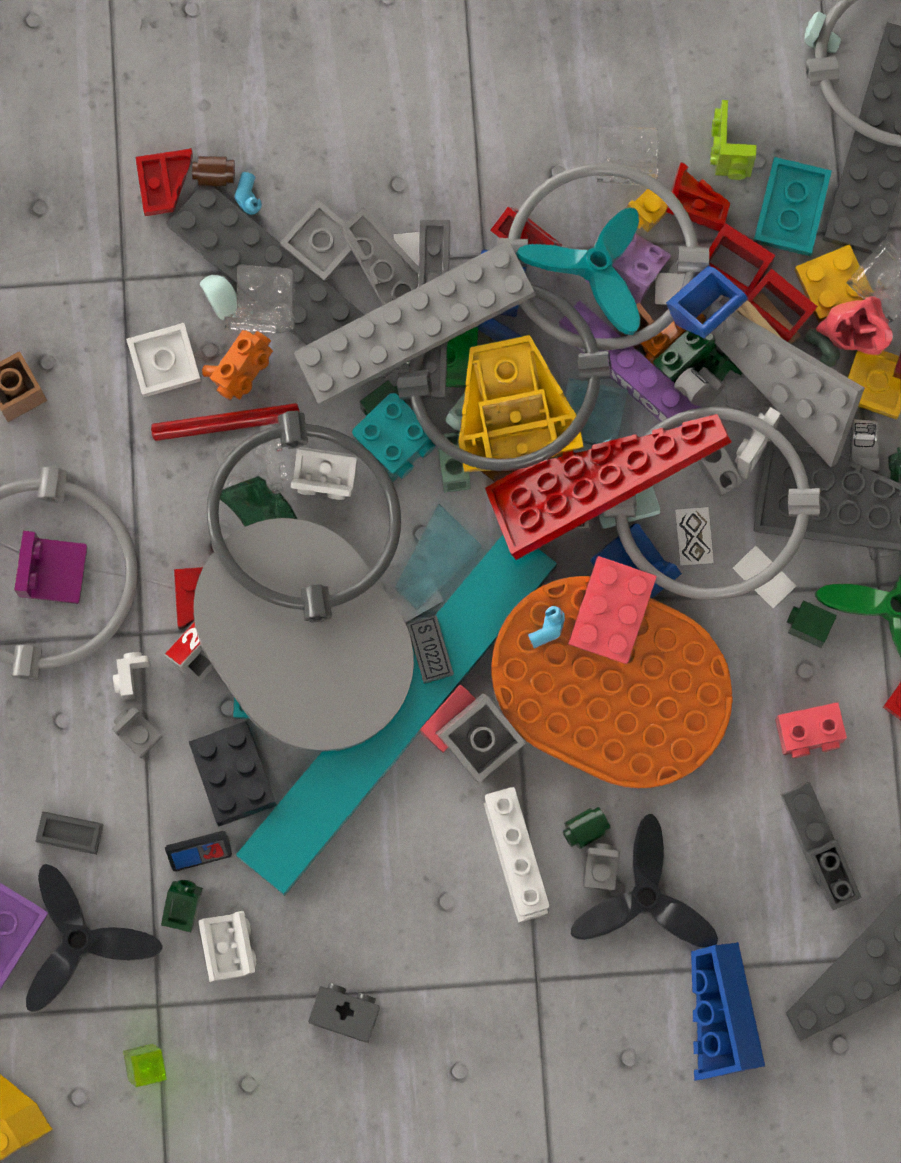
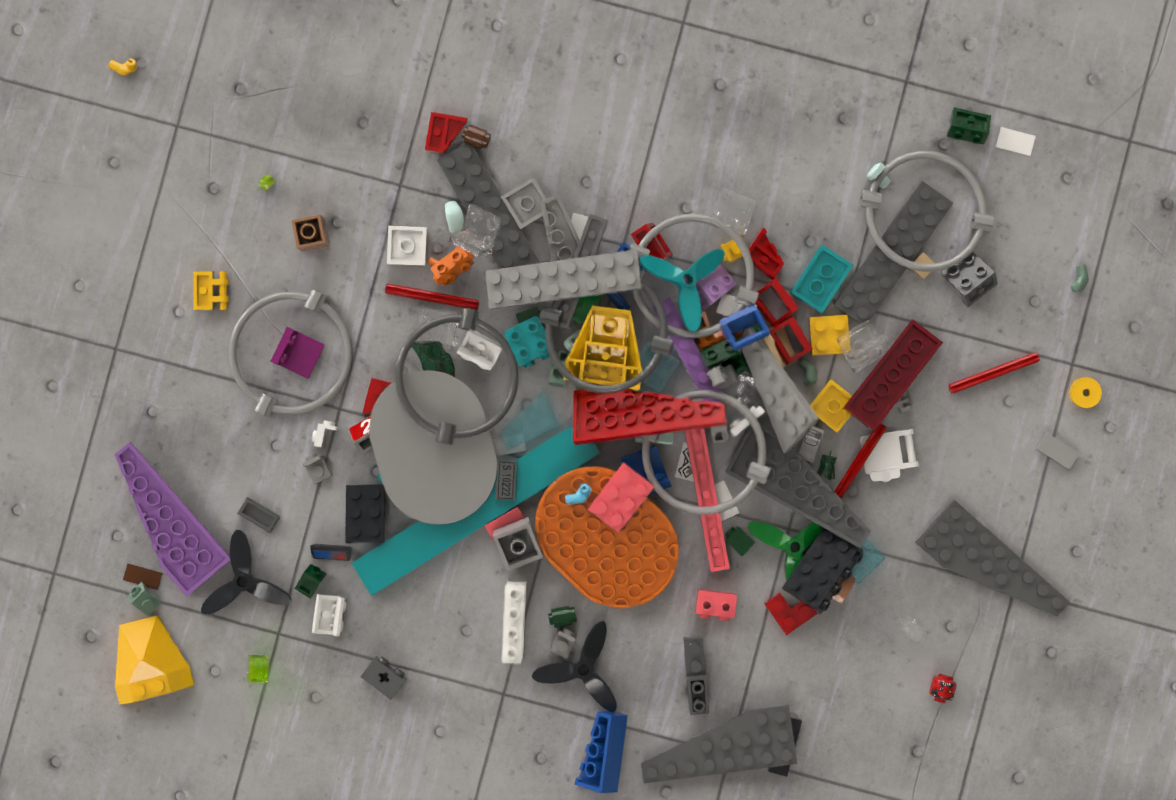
camera: 20 degrees right, 10 degrees up
(244, 195) = (490, 159): medium azure arm -> none
(729, 159) = (795, 240): lime bracket -> none
(735, 568) = (706, 498): none -> coral plate
(858, 326) = (832, 370): coral head -> none

